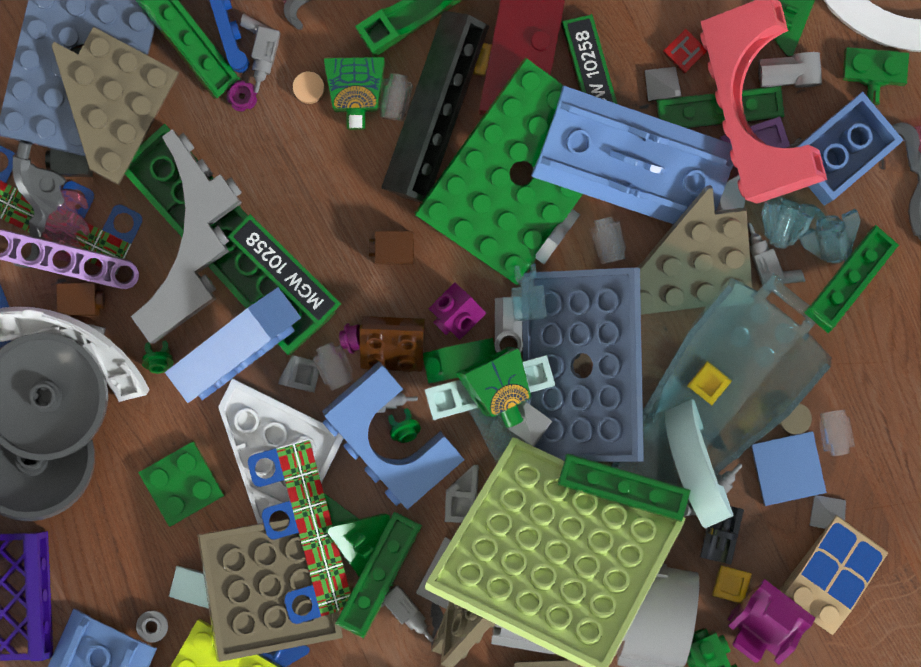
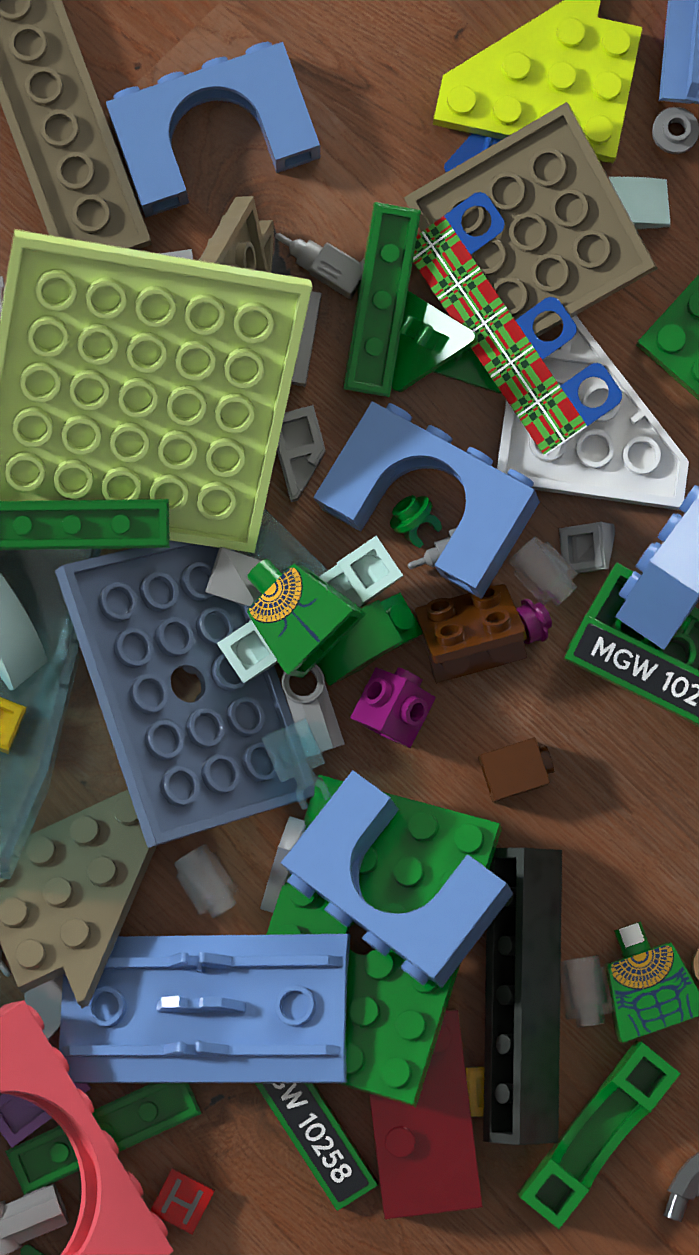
camera: 160 degrees right, 5 degrees down
(484, 155) = (429, 938): none -> medium blue arch
(662, 83) = (200, 1141): light grey slope -> none

